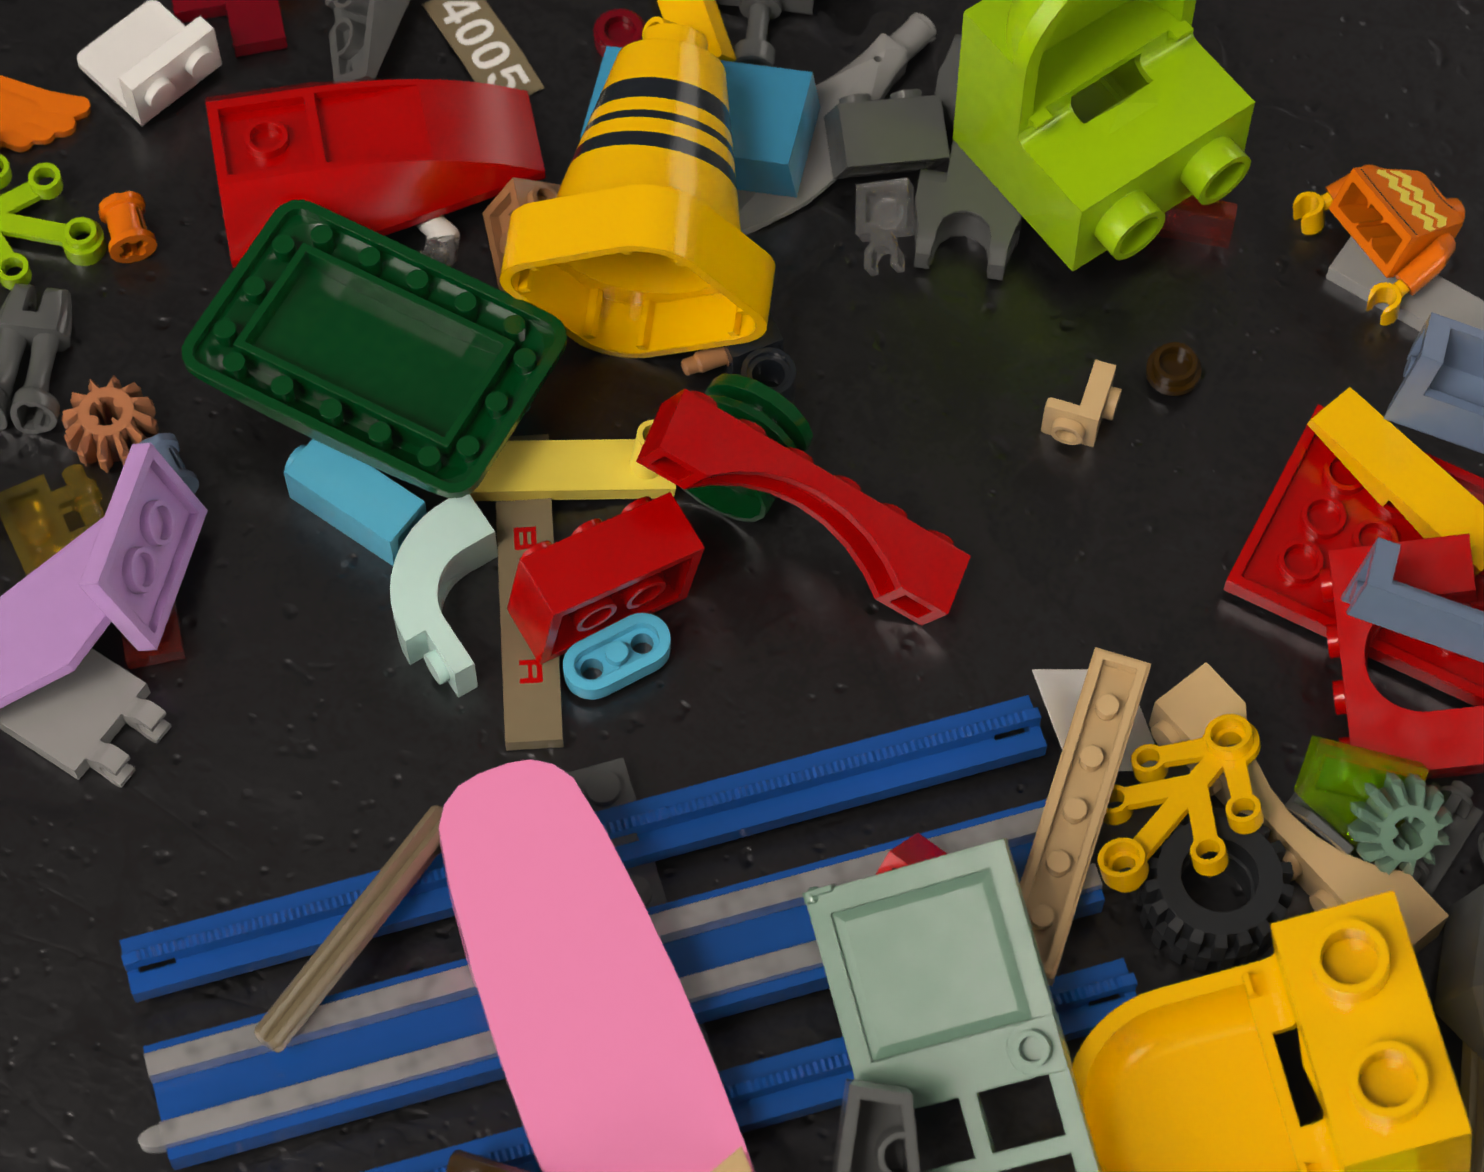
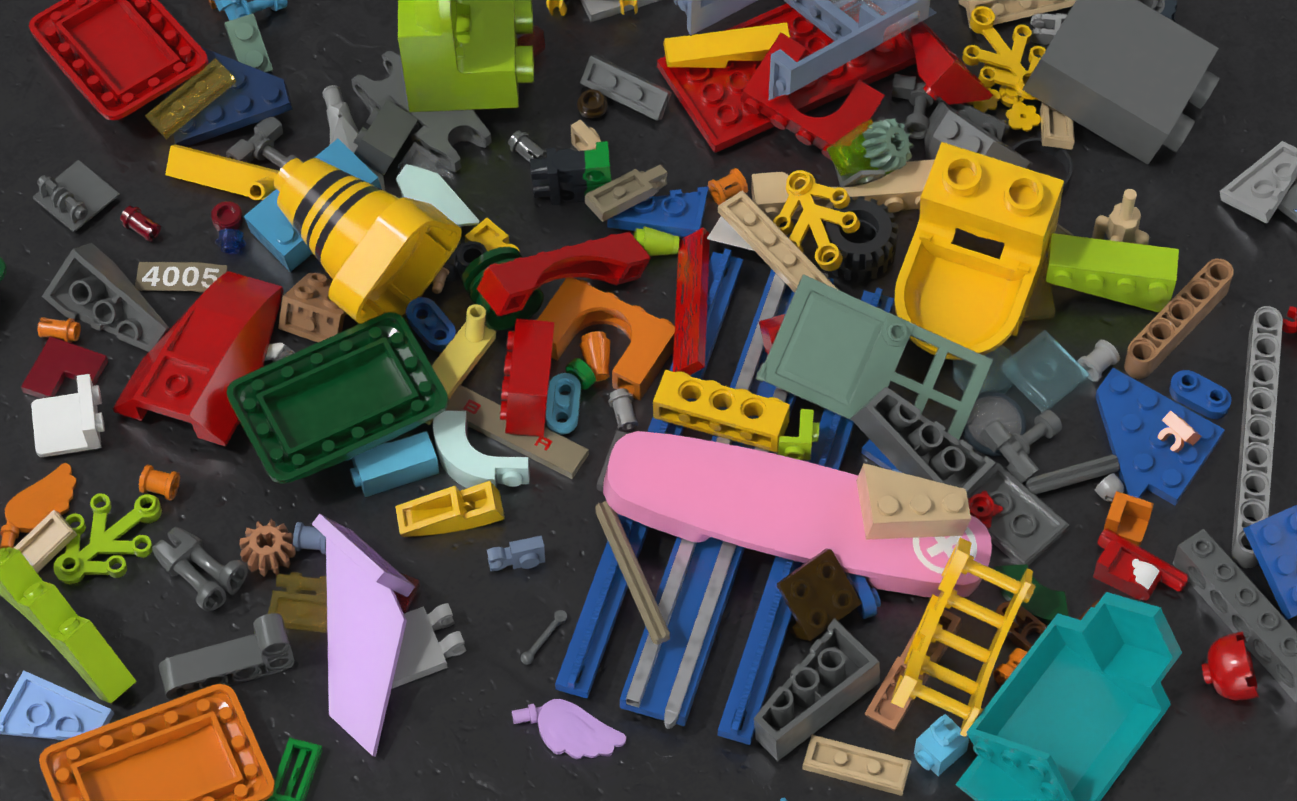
camera: 55 degrees left, 5 degrees down
(76, 1012) = (571, 729): none -> lavender animal
(257, 879) = (560, 618): none -> dark grey hinge
(321, 763) = (520, 553): none -> sand blue plate
(331, 621) = (450, 510): none -> yellow slope
(578, 63) = (230, 240): none -> clear blue plate
(624, 401) = (433, 326): none -> blue plate
(666, 745) = (621, 402): none -> light grey pin
(682, 646) = (582, 371): none -> green tile
(735, 647) = (596, 352): none -> orange cone
(735, 967) = (733, 423): none -> yellow brick
(768, 1030) = (800, 446): none -> lime bracket
(807, 705) = (651, 338): none -> orange arch
(824, 385) = (489, 235): none -> yellow plate
(827, 269) = (431, 188): none -> light aqua panel
(898, 722) = (691, 303): none -> red tile
(990, 604) = (656, 241): none -> lime cone
(1013, 421) = (570, 173): none -> black hips
(1026, 322) = (524, 146): none -> dark grey pin
(1037, 508) = (625, 192): none -> dark tan hinge
(1051, 586) = (672, 213): none -> blue wing
(1159, 644) = (737, 183): none -> orange bush
(1235, 394) = (626, 87): none -> dark grey plate

